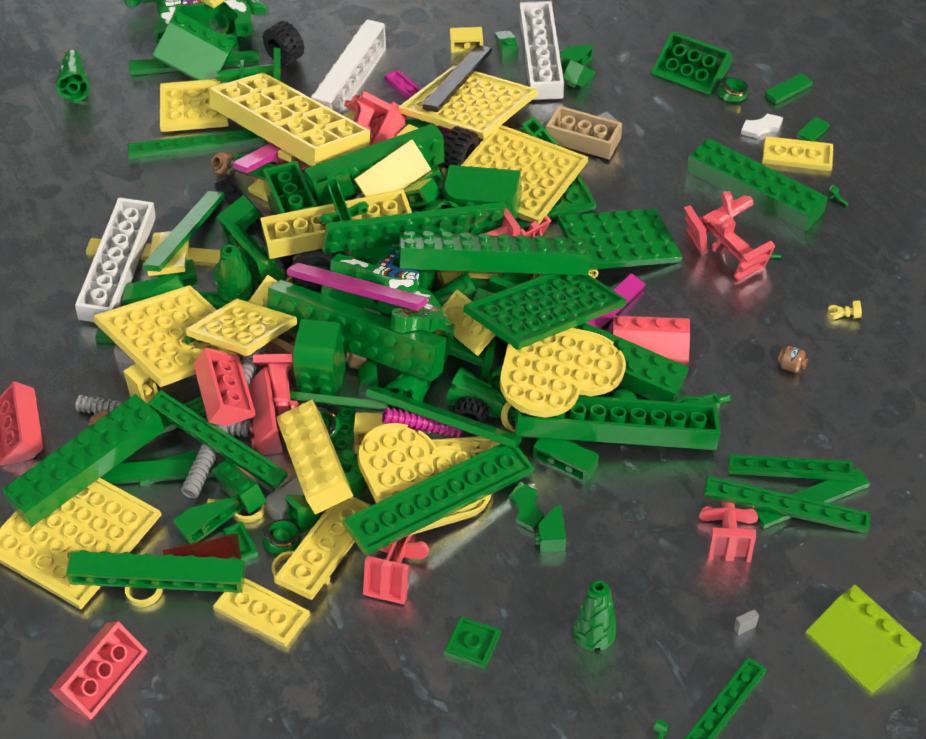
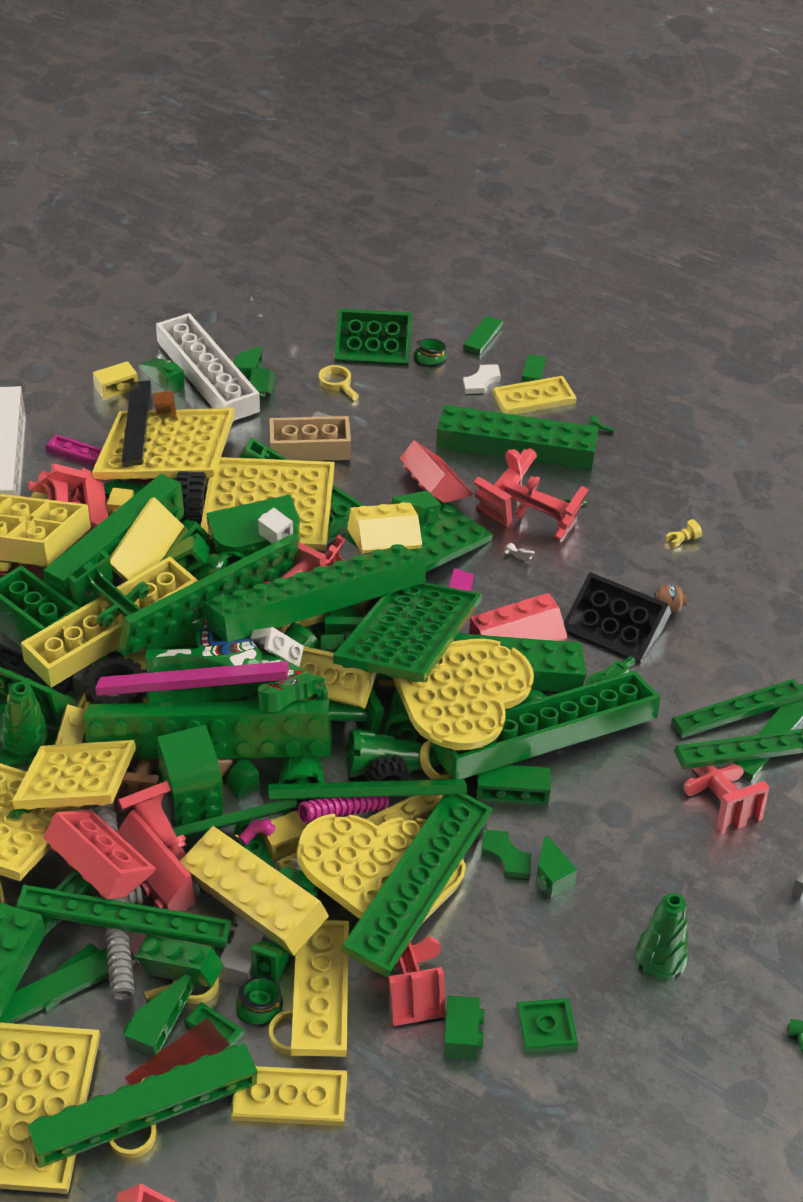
camera: 30 degrees left, 5 degrees down
(347, 414) = (256, 827): none -> dark pink arm
(407, 616) = (462, 1027): none -> green brick
(438, 285) = (278, 644): none -> white bracket
(486, 68) = (165, 403): none -> dark orange panel
(490, 191) = (274, 526): none -> white brick
(587, 220) = (384, 526): none -> light yellow slope
(625, 214) = (423, 503): none -> green slope
(637, 96) = (338, 386): none -> light yellow piece
(664, 192) = (433, 474): none -> coral slope
(694, 279) = (519, 554): none -> white piece
(737, 359) = (616, 617): none -> black slope

